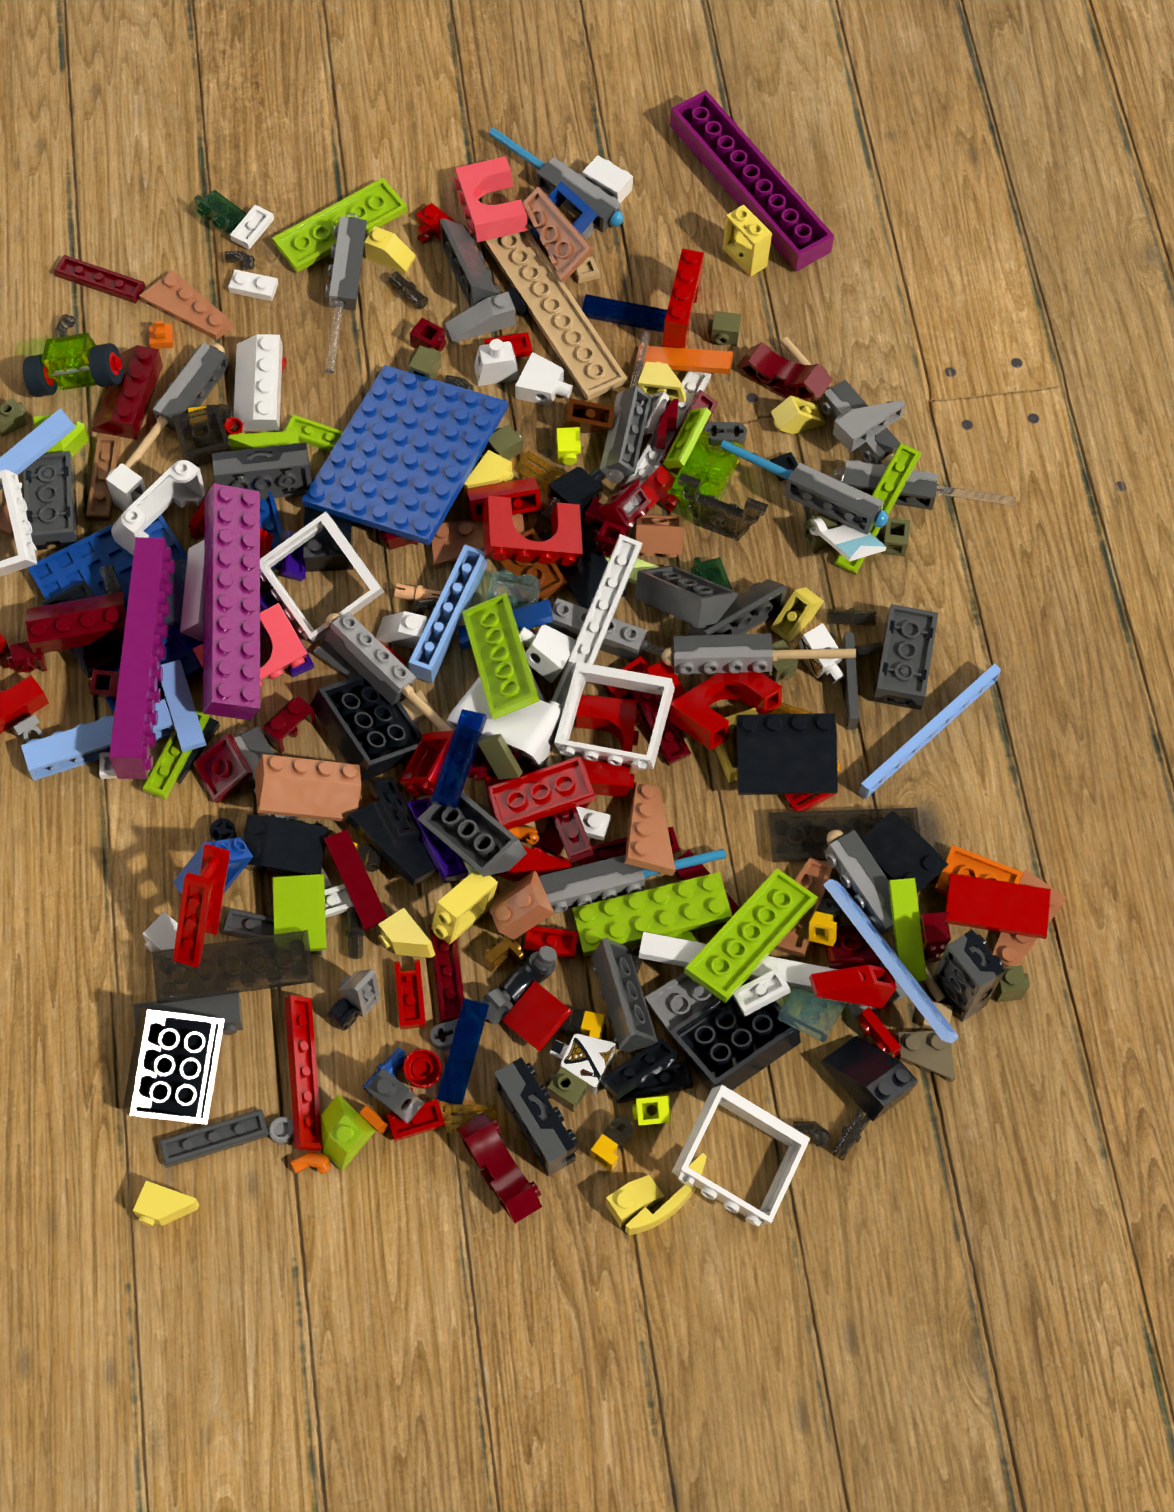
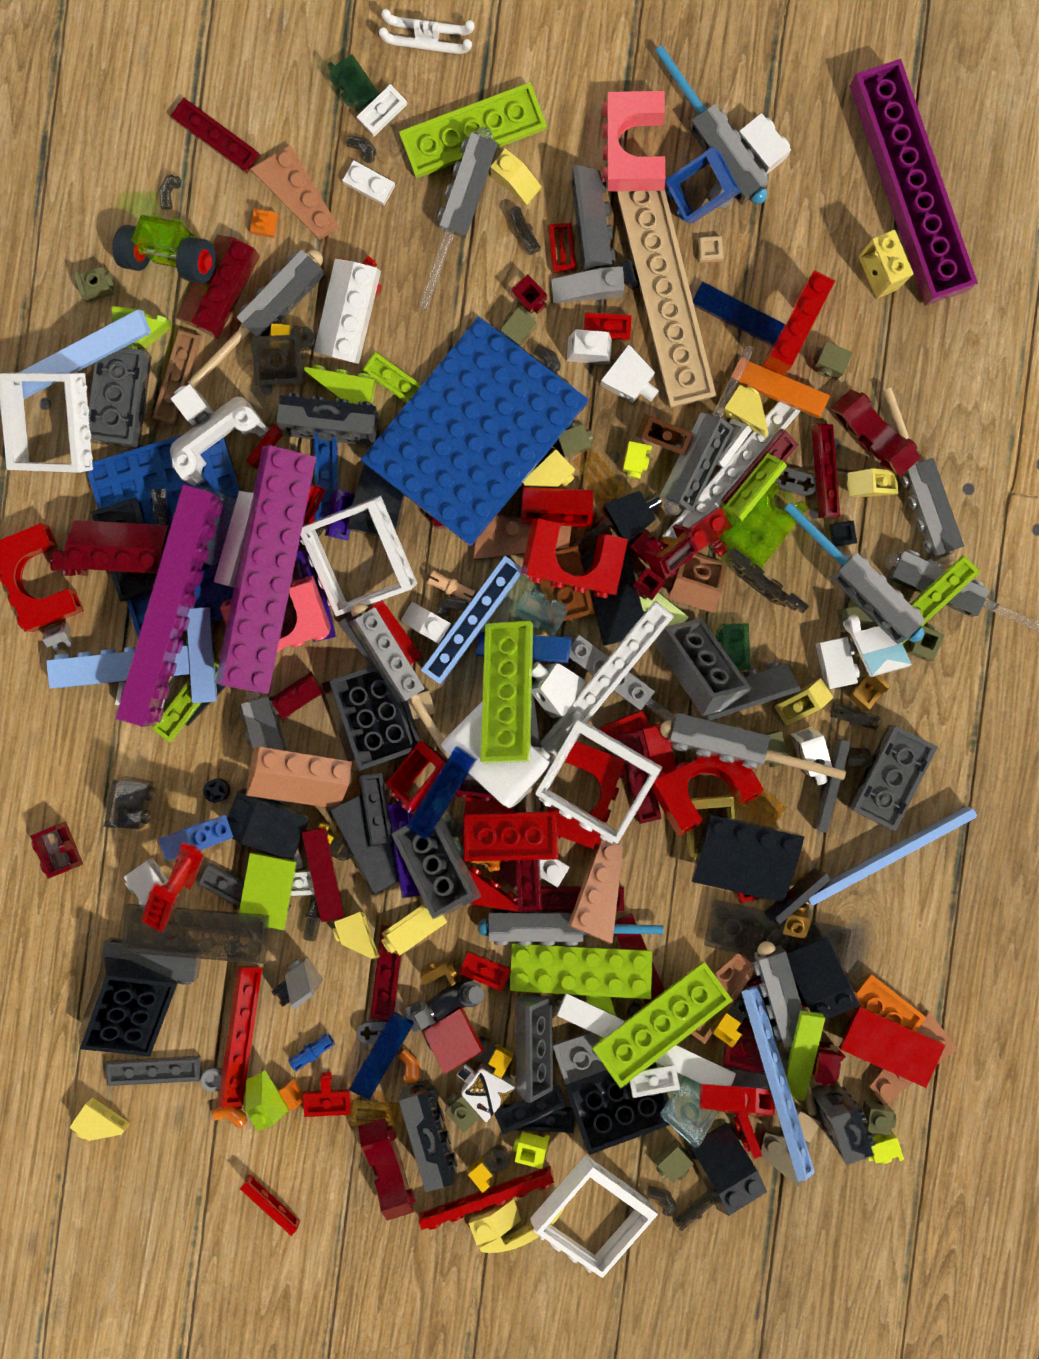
camera: 20 degrees right, 25 degrees up
(62, 930) = (56, 850): none -> dark red window
(99, 683) = (131, 618): dark red brick -> none
(134, 861) = (129, 803): none -> clear smoke slope
(222, 768) = (228, 727): dark red tile -> none
(230, 423) = (316, 360): red hinge -> none
(278, 163) = (426, 34): none -> white piece
(378, 1246) = (270, 1204): none -> red tile
(393, 1095) = (308, 1089): dark grey torso -> none
(410, 996) = (348, 989): red hinge -> none
(422, 1068) = (341, 1061): red hair -> none
(430, 222) = (572, 151): red plate -> none
(452, 310) = (563, 267): none -> red tile
(497, 1057) = (412, 1067): none -> orange arm
(499, 756) = (480, 796): olive tile -> none
(521, 907) = (464, 936): nougat slope -> none
(562, 240) = (693, 214): nougat wing -> none
(610, 1183) = (494, 1196): none -> red plate
(667, 422) = (744, 459): dark red slope -> none
(750, 417) = (825, 470): none -> dark red tile
(811, 1085) = (674, 1162): none -> olive brick
(817, 572) = (837, 662): none -> white brick
(850, 786) = (797, 896): none -> black tile
(857, 588) = (868, 691): none -> pearl gold bracket
(858, 809) = (799, 922): none -> pearl gold bracket
(866, 422) = (933, 519): light grey slope -> none
(1028, 1014) = (886, 1148): none -> neon yellow brick

